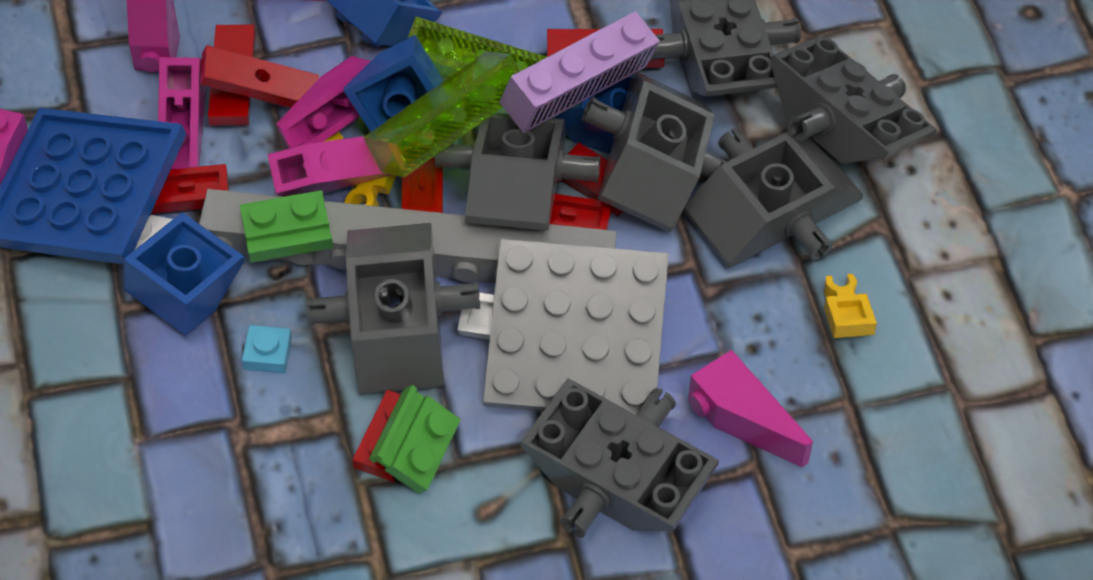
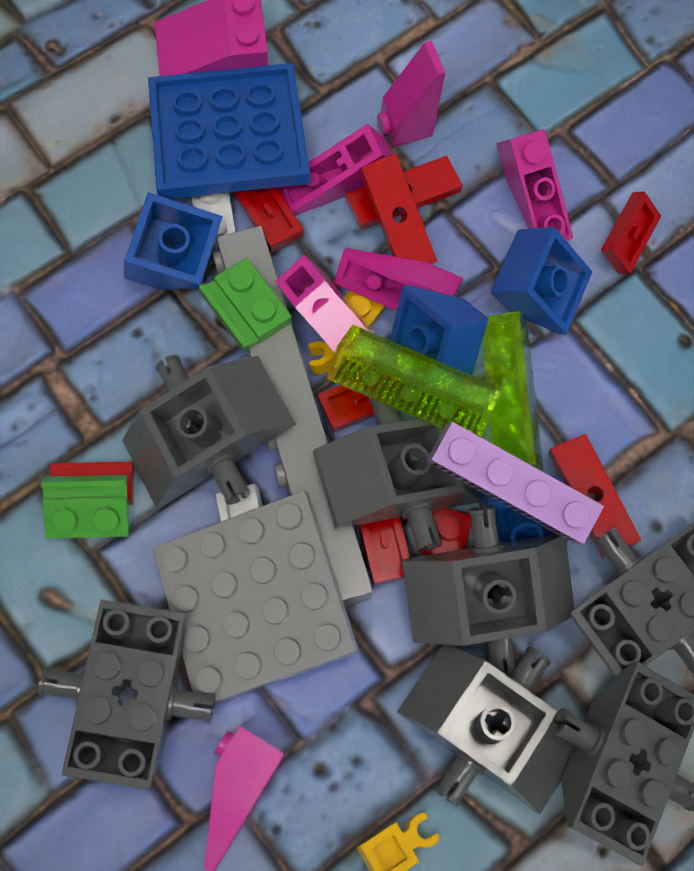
camera: 60 degrees right, 15 degrees up
(267, 349) = (138, 347): medium azure plate -> none

